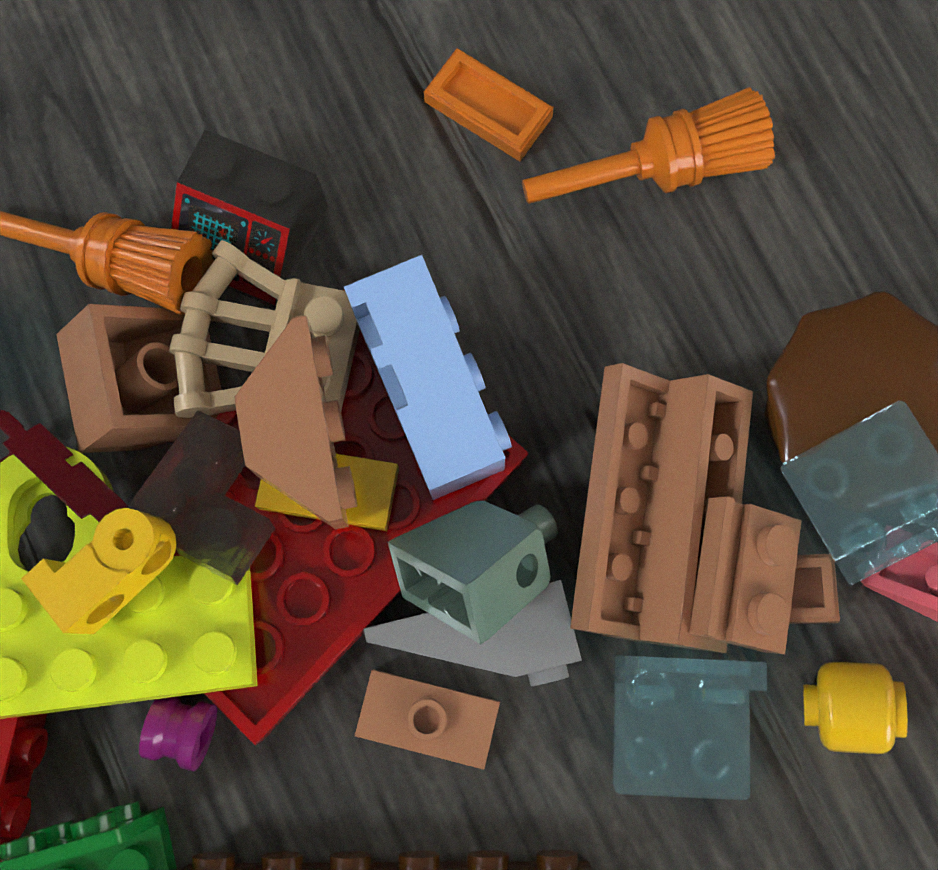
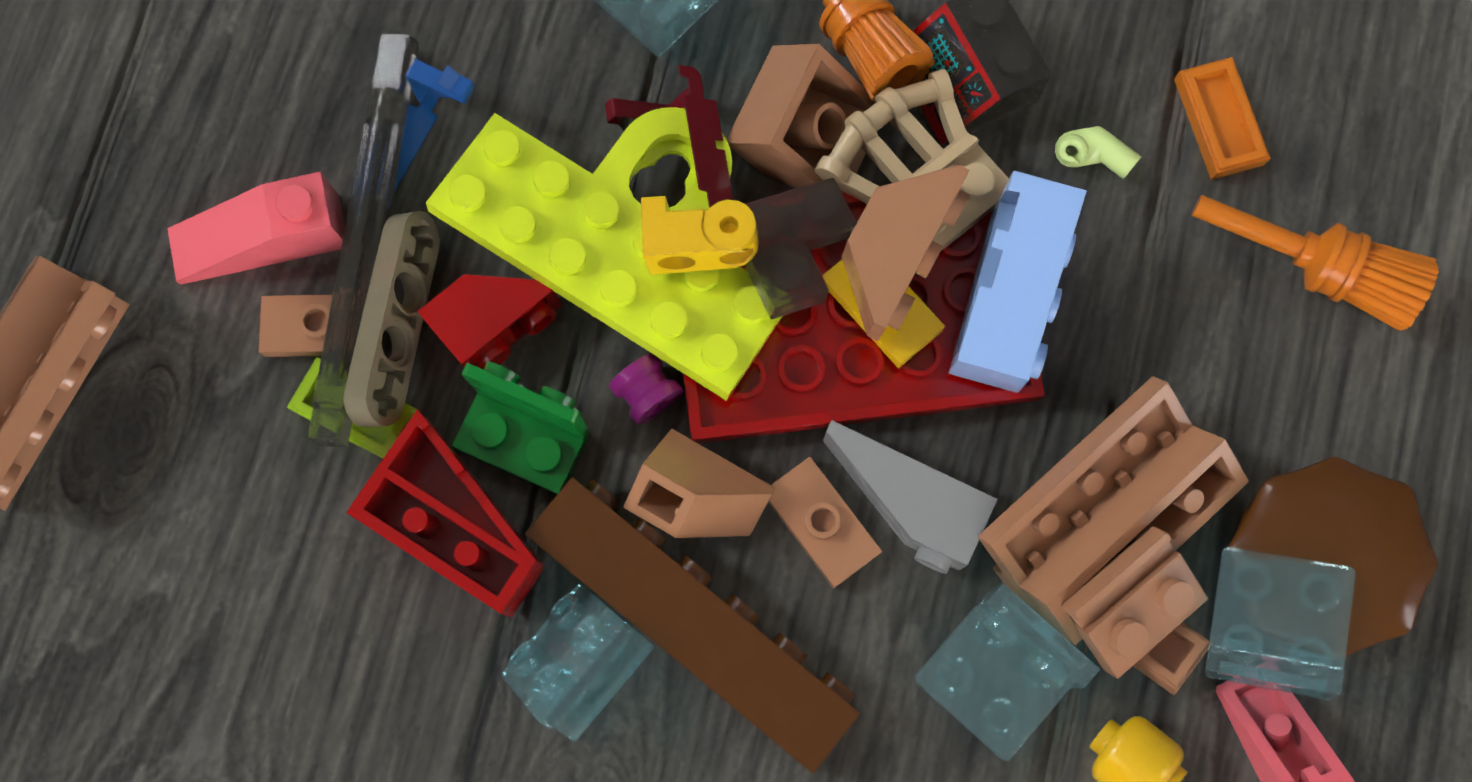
camera: 35 degrees right, 0 degrees up
(292, 792) = (696, 492): none -> nougat slope
(404, 207) = (1095, 146): none -> yellowish green arm
(475, 565) = (945, 438): sand green torso -> none

